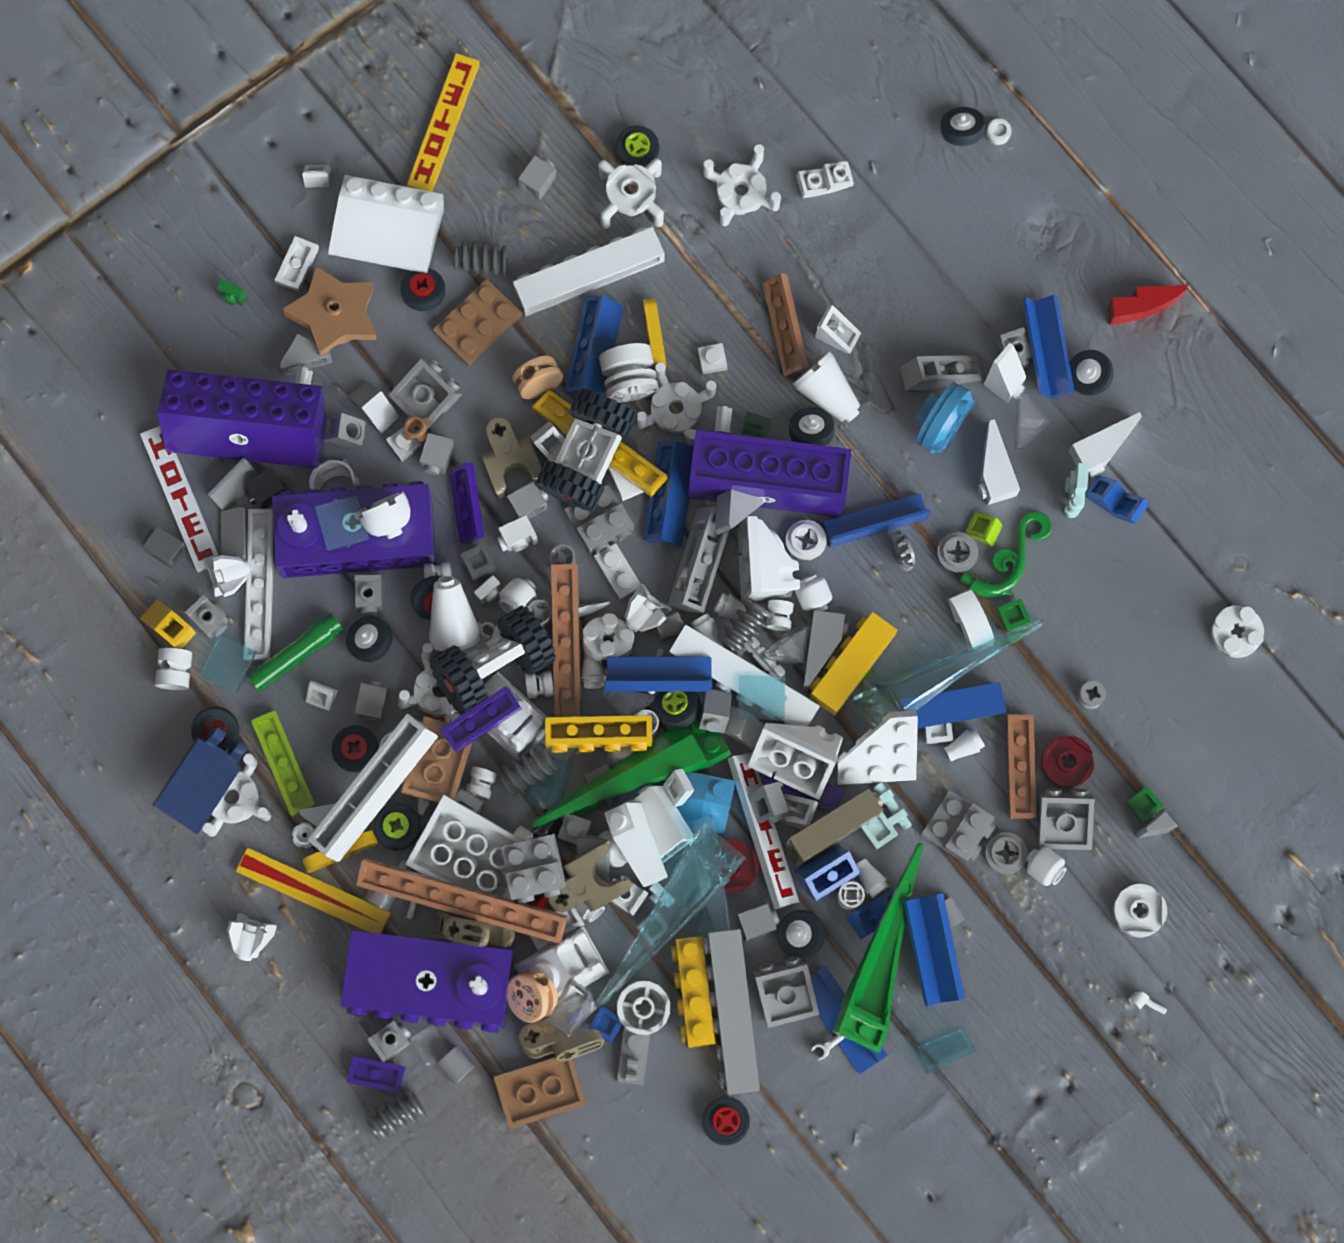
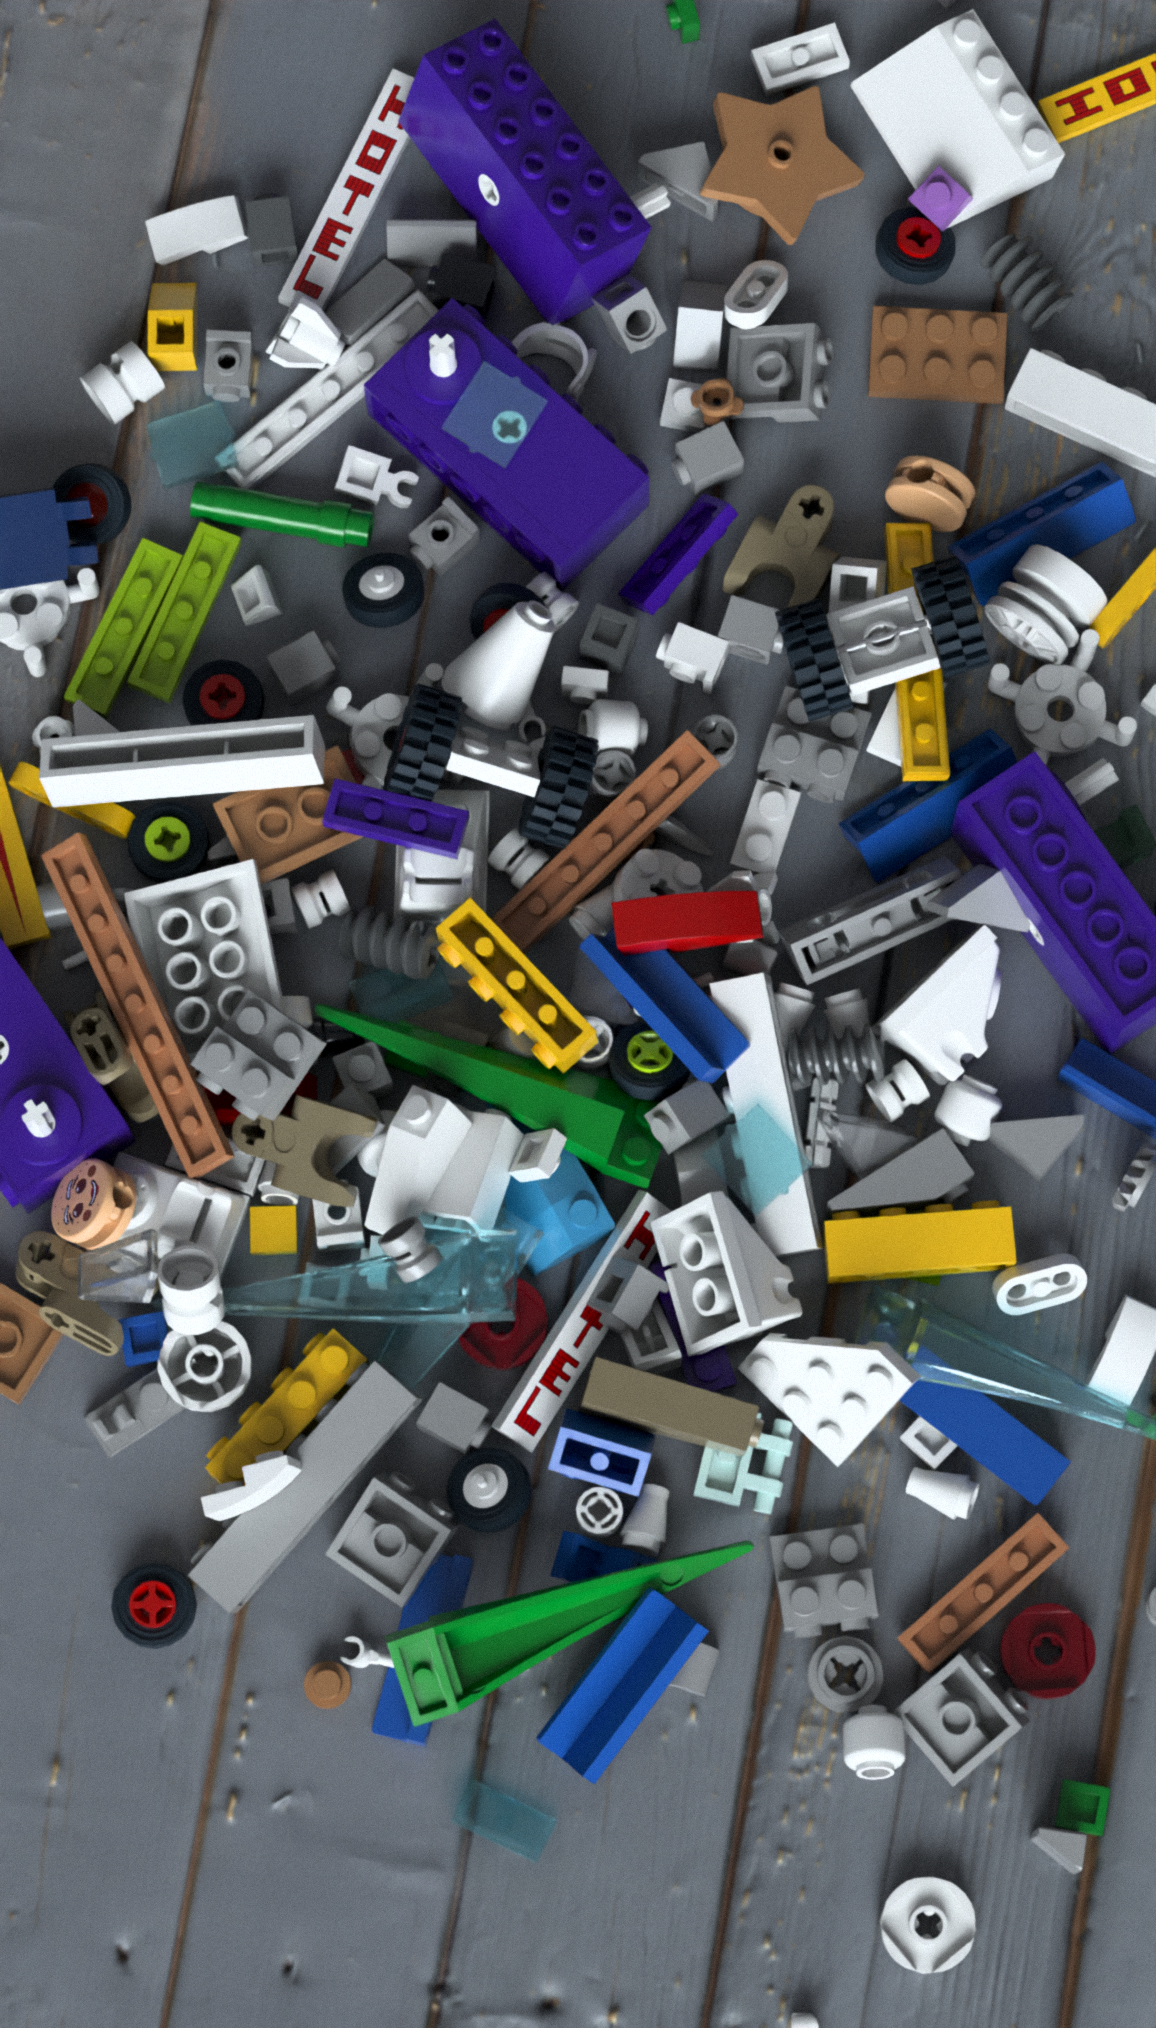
camera: 55 degrees right, 0 degrees up
(132, 578) = (195, 228): none -> white slope
(300, 731) = (184, 612): none -> lime plate
(311, 602) = (367, 477): none -> white plate
(383, 371) = (755, 294): none -> white plate
(386, 516) = (551, 460): white cylinder -> none
(414, 260) = (940, 198): none -> medium lavender plate
(606, 928) = (273, 1230): none -> yellow tile
(609, 985) = (191, 1289): none -> white wheel
(634, 636) = (686, 921): none -> red slope
(676, 876) = (410, 1249): none -> light grey wheel
(718, 1025) = (262, 1481): none -> white slope
(816, 535) = (1041, 1017): white gear -> none
(824, 1075) = (327, 1685): none -> medium nougat plate
(852, 578) = (1036, 1142): none -> light grey slope
(912, 629) = (1039, 1284): none -> white plate

